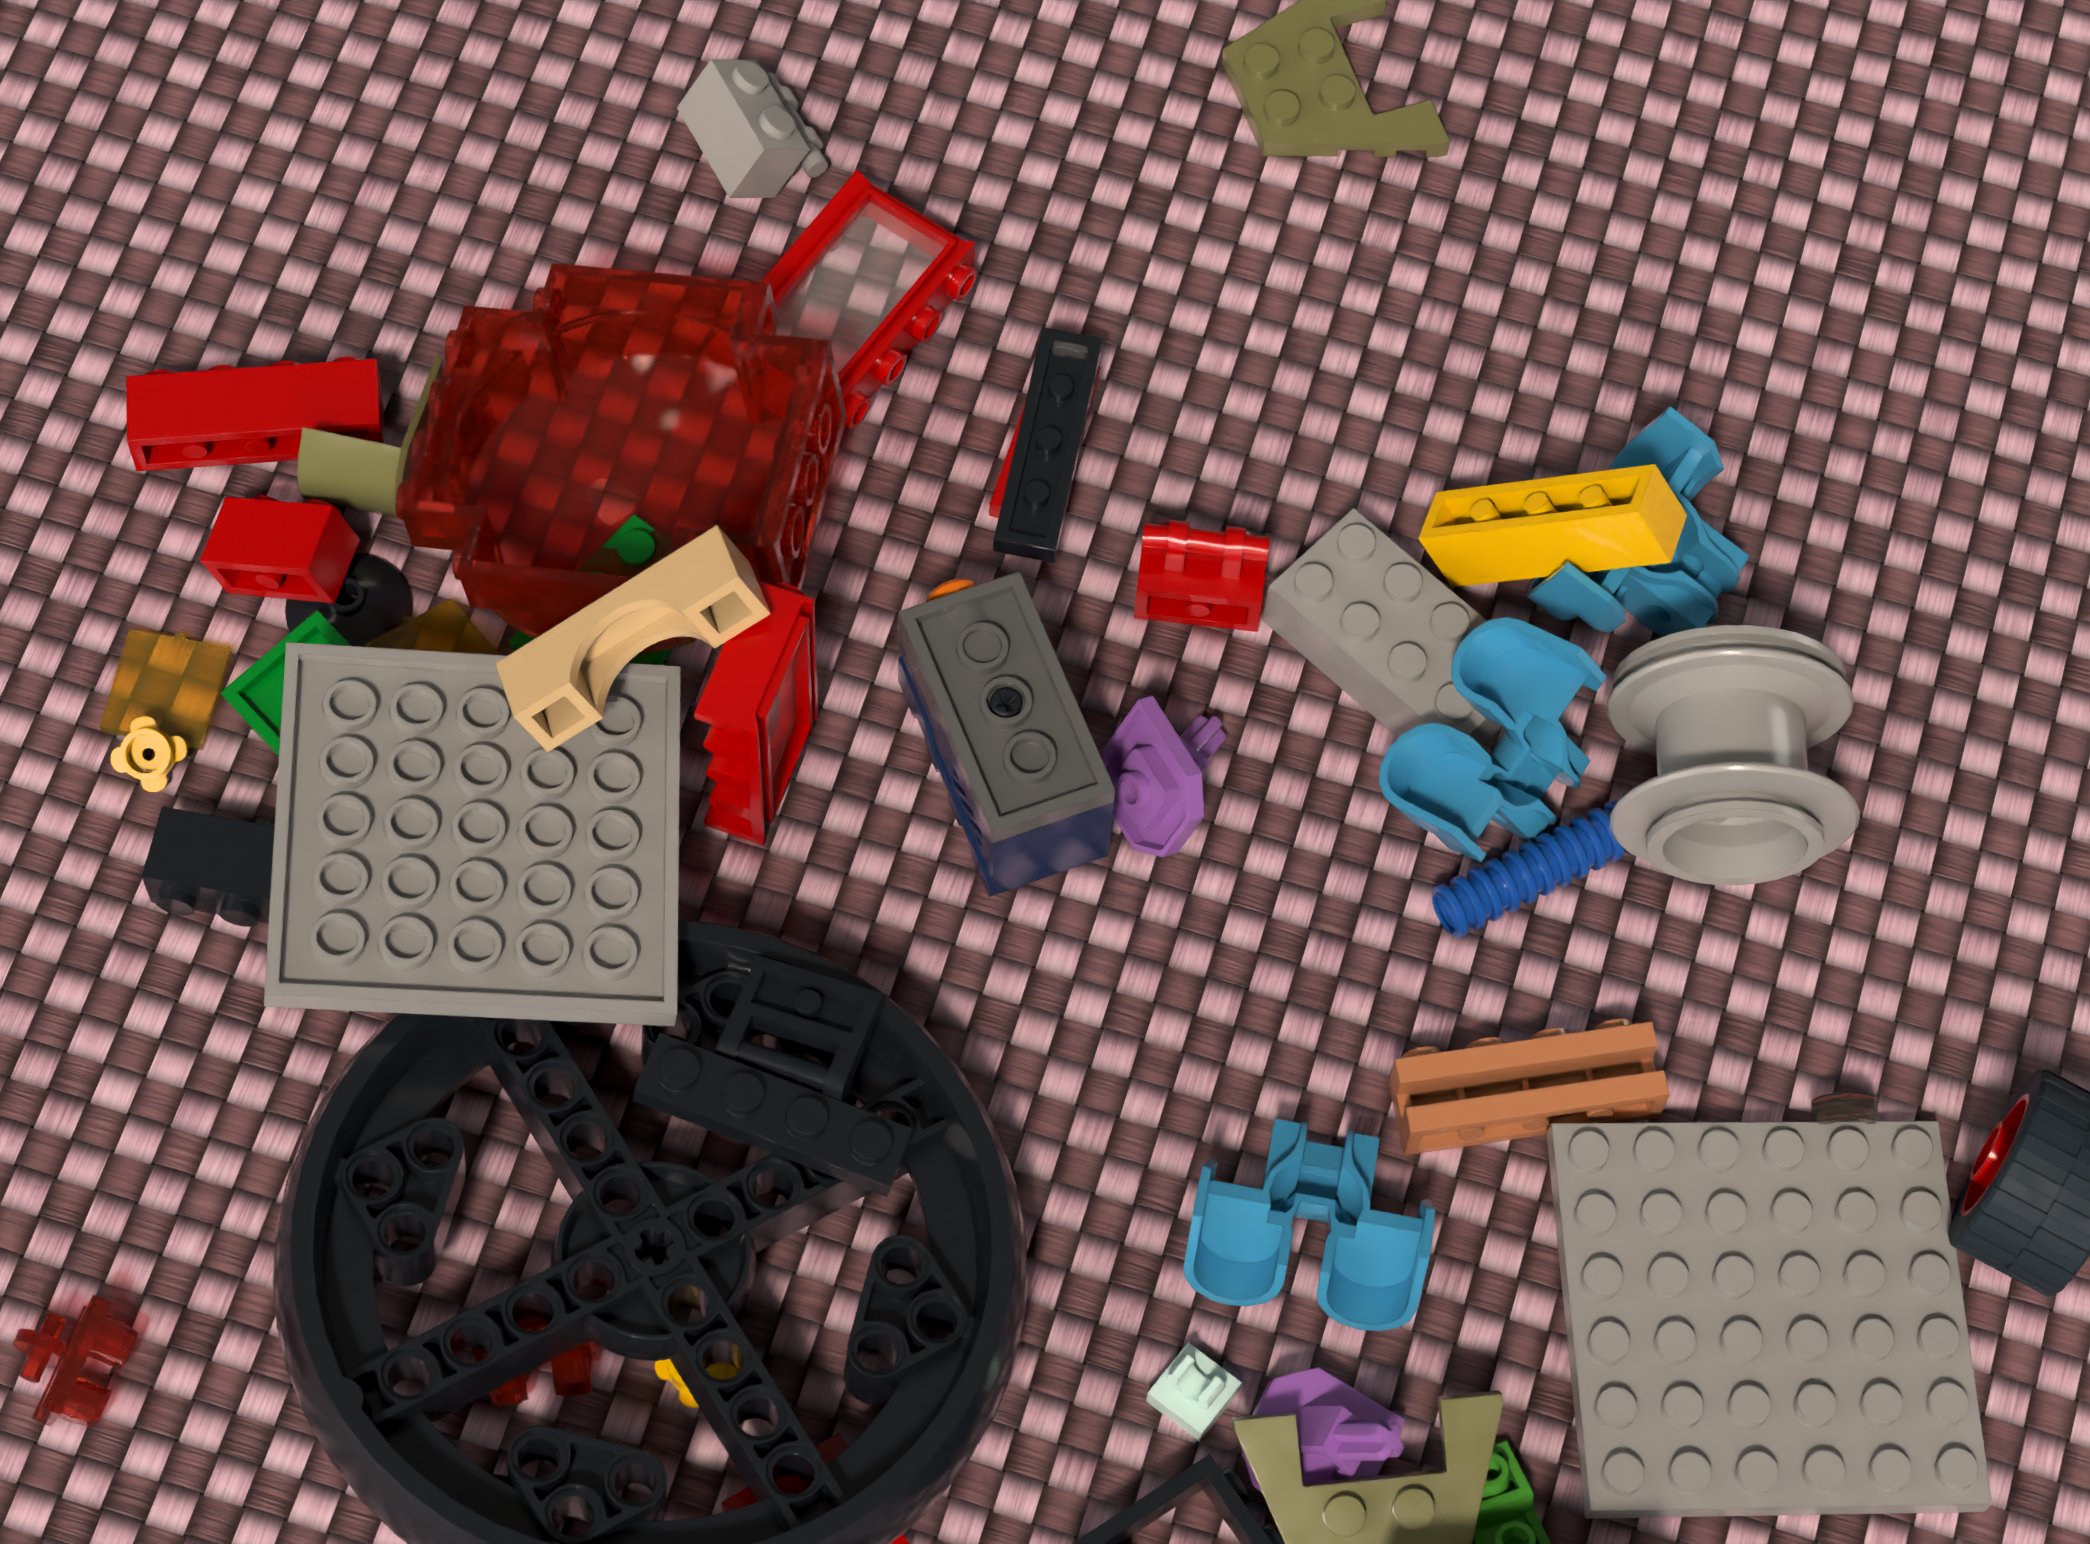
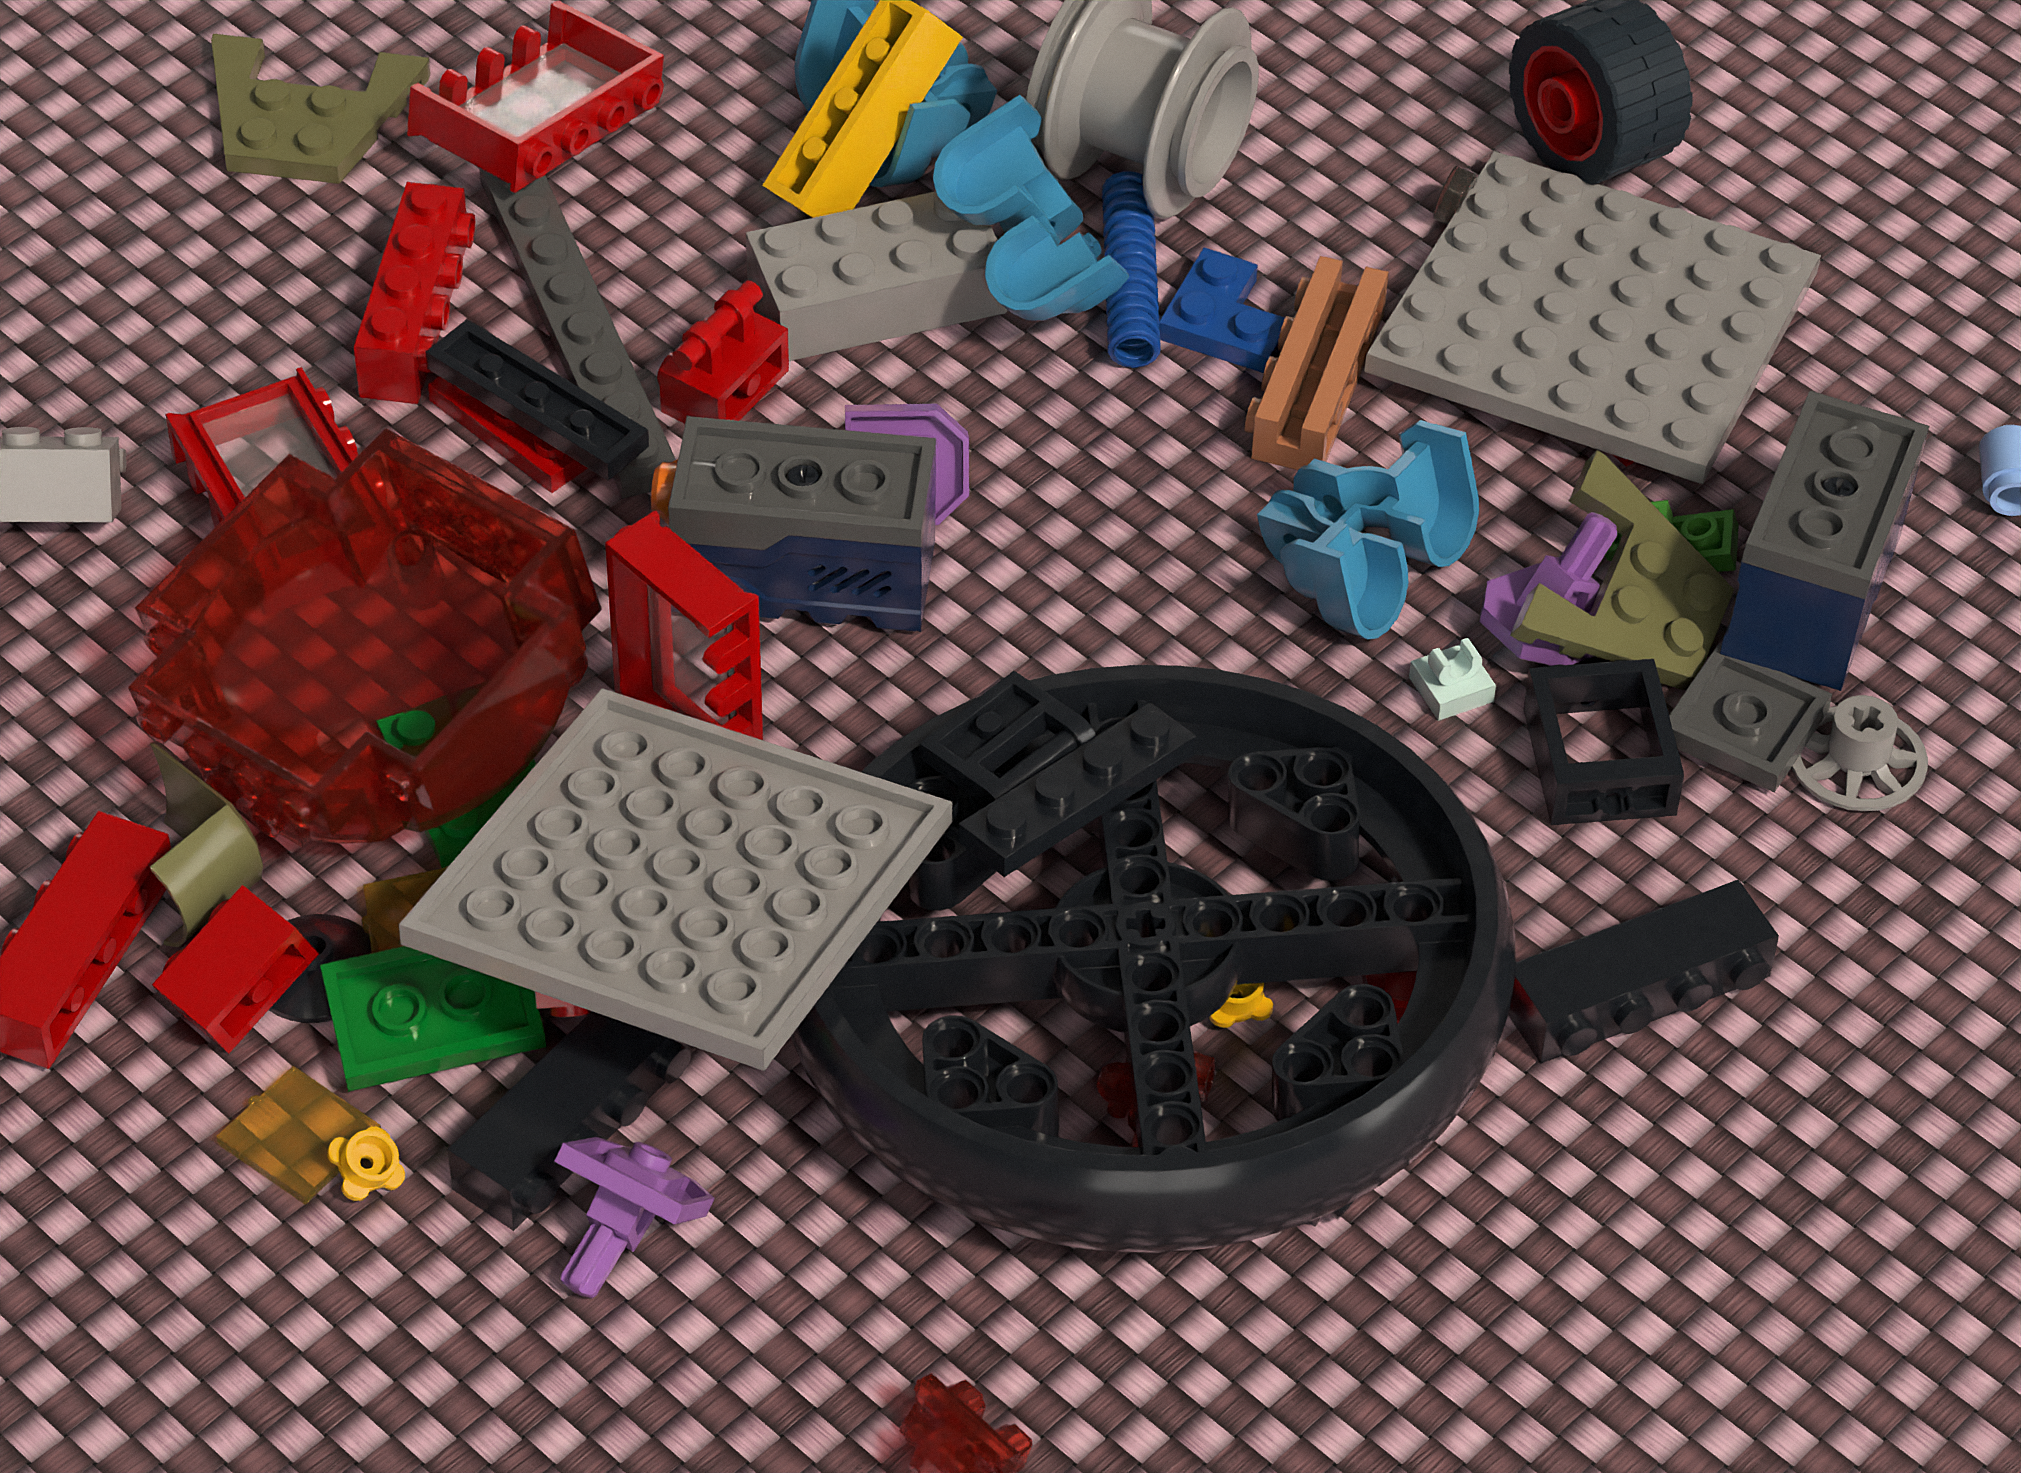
camera: 60 degrees left, 15 degrees down
(200, 972) = (631, 1192): none -> medium lavender piece
(565, 674) = (599, 573): tan arch -> none
(1140, 277) = (412, 292): none -> red brick
(1203, 429) = (576, 315): none -> dark grey plate
(1435, 259) = (545, 102): none -> red window
(1548, 955) = (1211, 314): none -> blue plate

